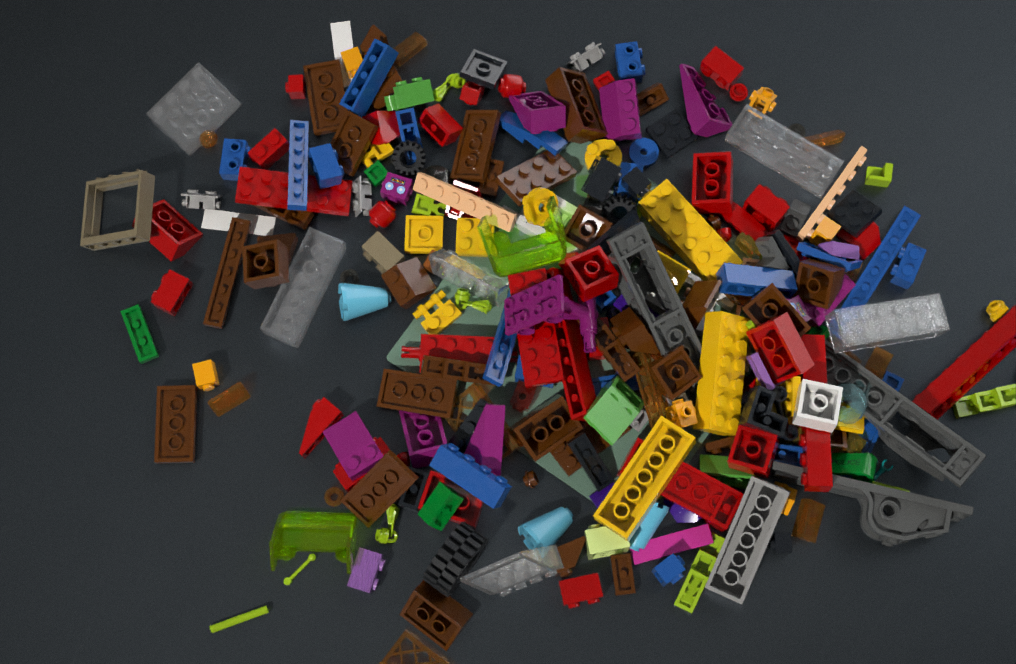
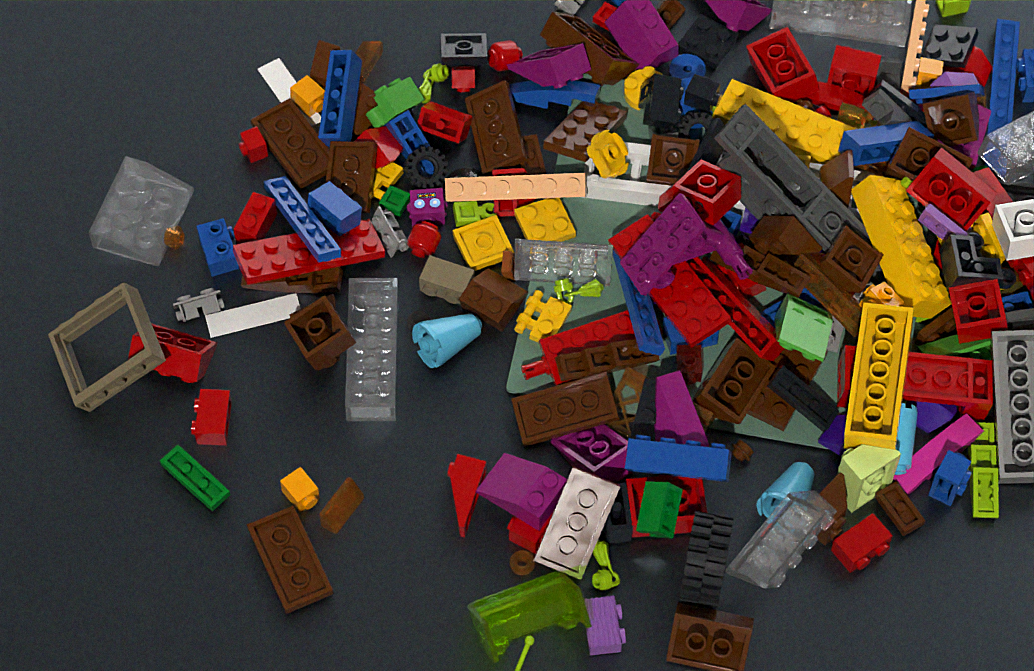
camera: 30 degrees left, 15 degrees down
(227, 273) = (270, 371): reddish brown plate -> none
(527, 253) = (622, 206): clear neon green windscreen -> none

